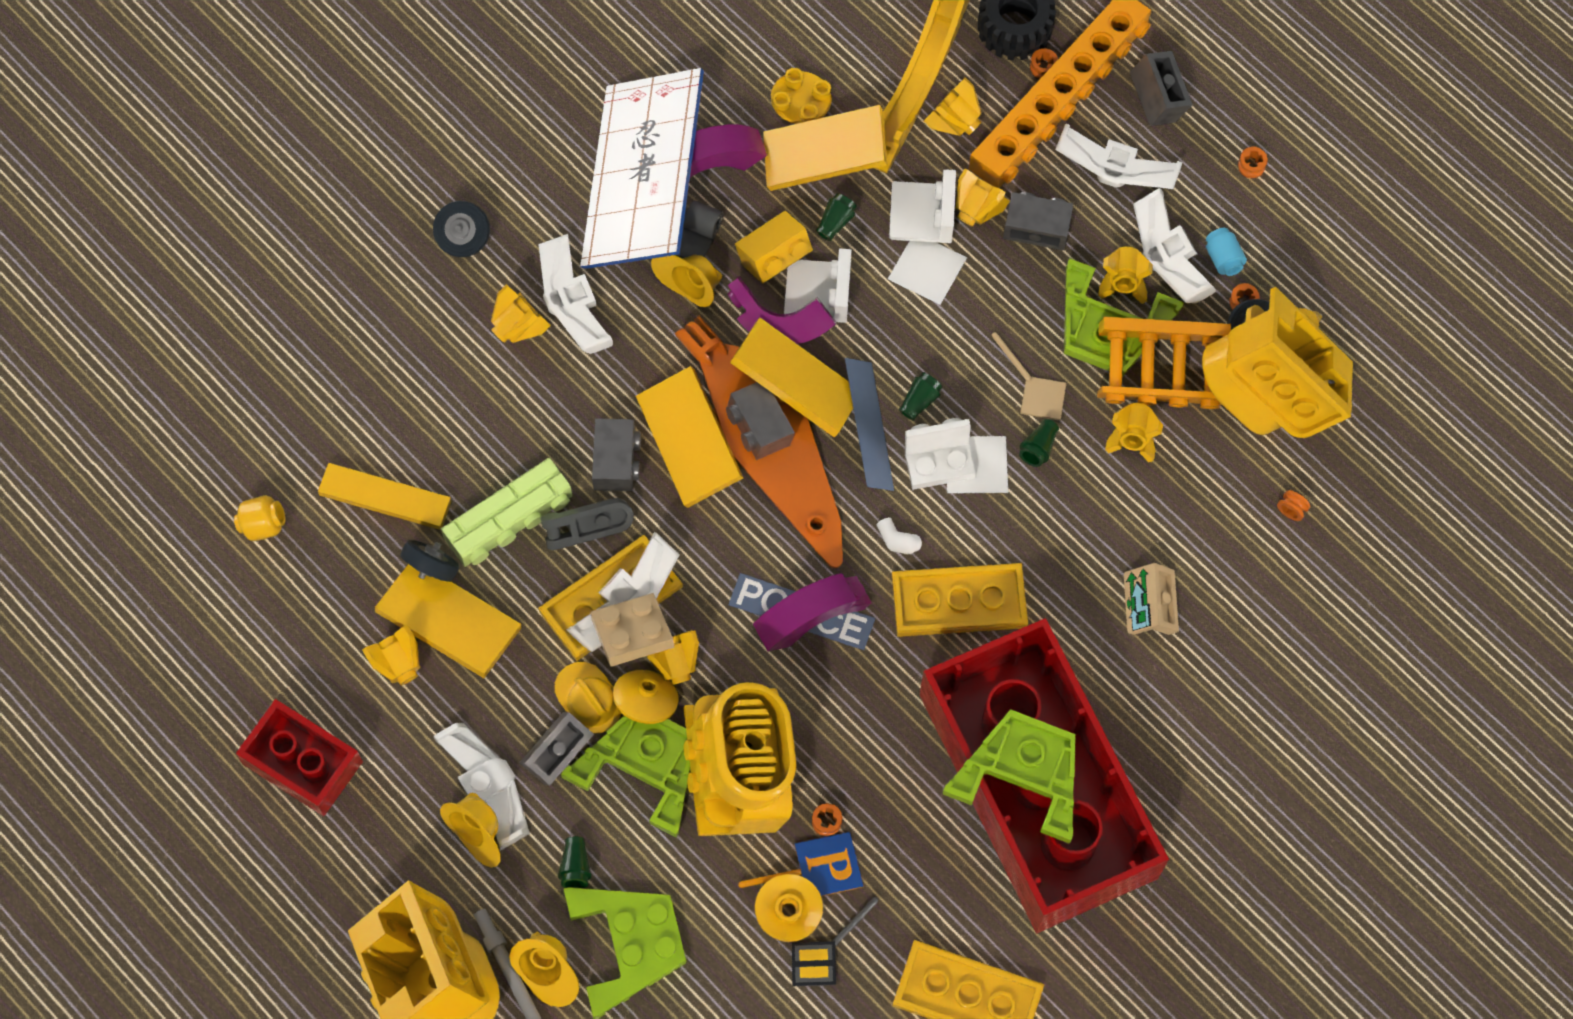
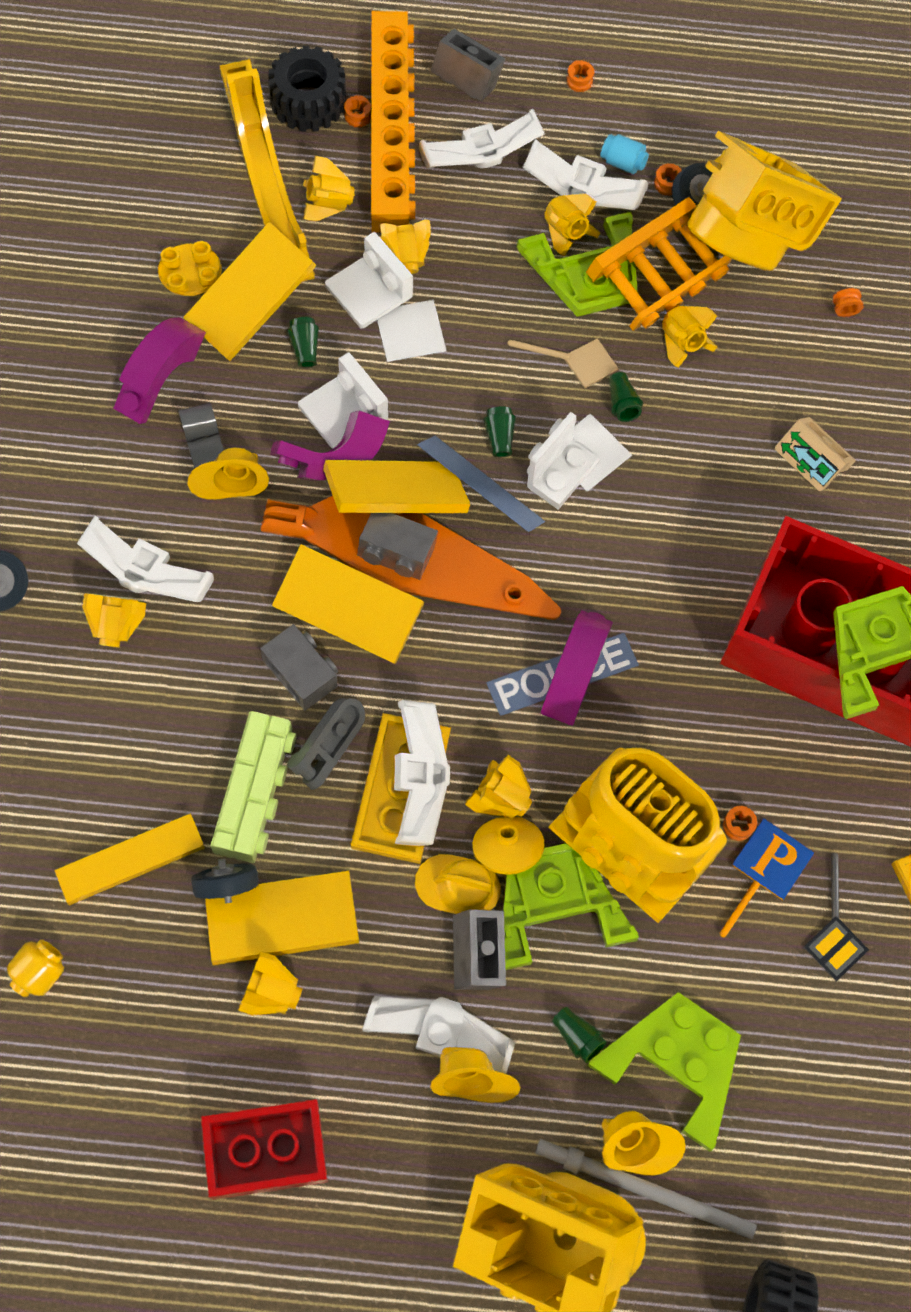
camera: 45 degrees left, 0 degrees up
(632, 629) = (457, 796): tan plate -> none
(642, 169) = (114, 416): white piece -> none
(773, 246) = (278, 399): yellow brick -> none
(792, 891) = (795, 911): yellow dish -> none
(898, 541) = (586, 558): white arm -> none
(959, 599) = (674, 566): yellow tile -> none
(1038, 220) = (466, 230): flat silver brick -> none

